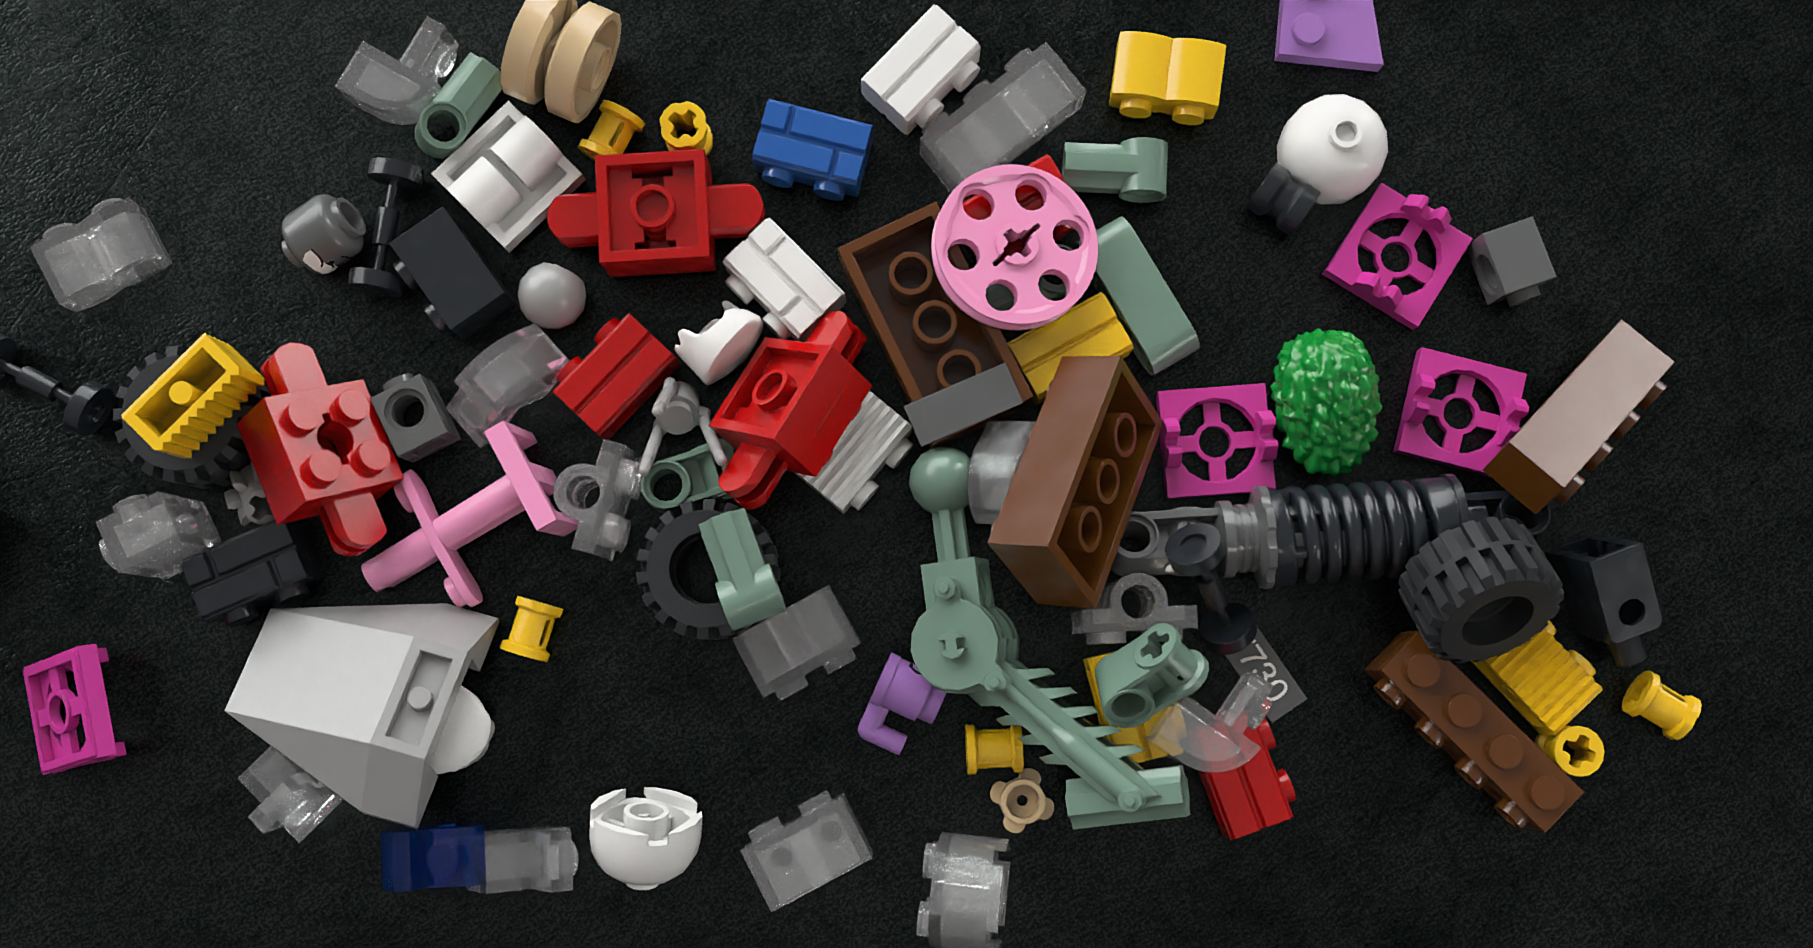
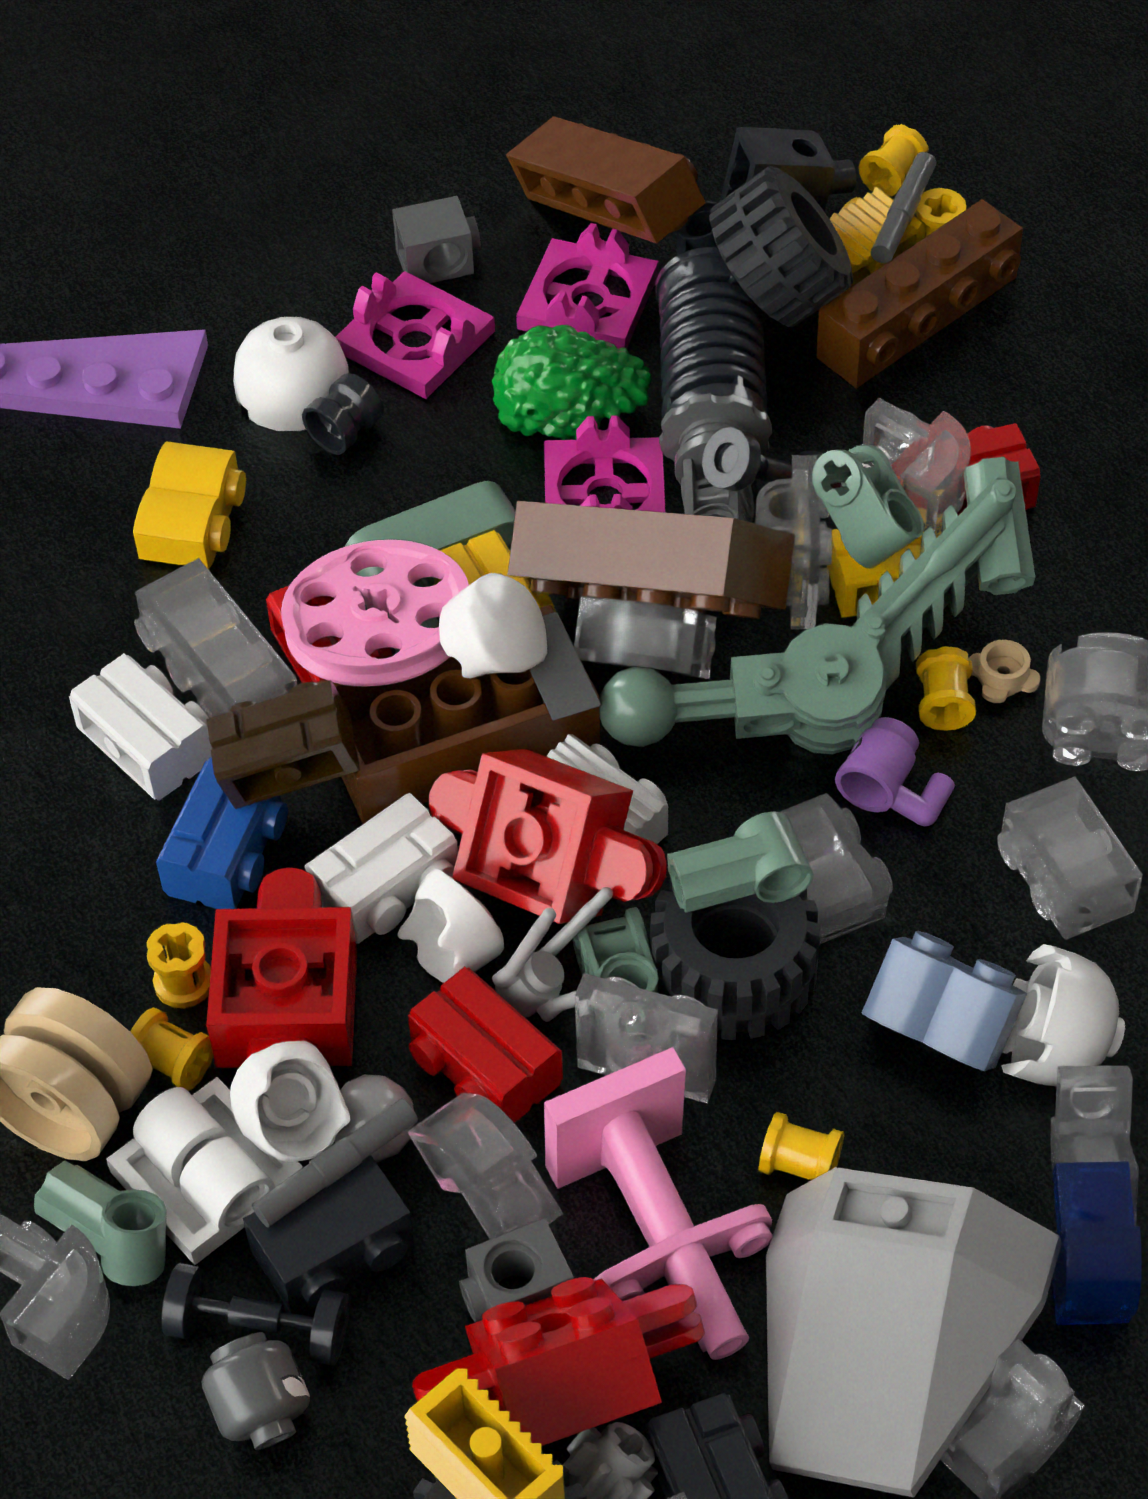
camera: 85 degrees left, 30 degrees down
(483, 268) = (334, 1162): none -> dark grey piece
(526, 228) = (288, 1101): none -> white hair
(657, 743) = (944, 1001): none -> sand blue brick
(858, 181) = (282, 743): none -> dark brown brick
(977, 347) = (493, 627): none -> white hair
(1131, 170) = (287, 543): sand green piece -> none
(1567, 713) = (903, 207): none -> dark grey piece

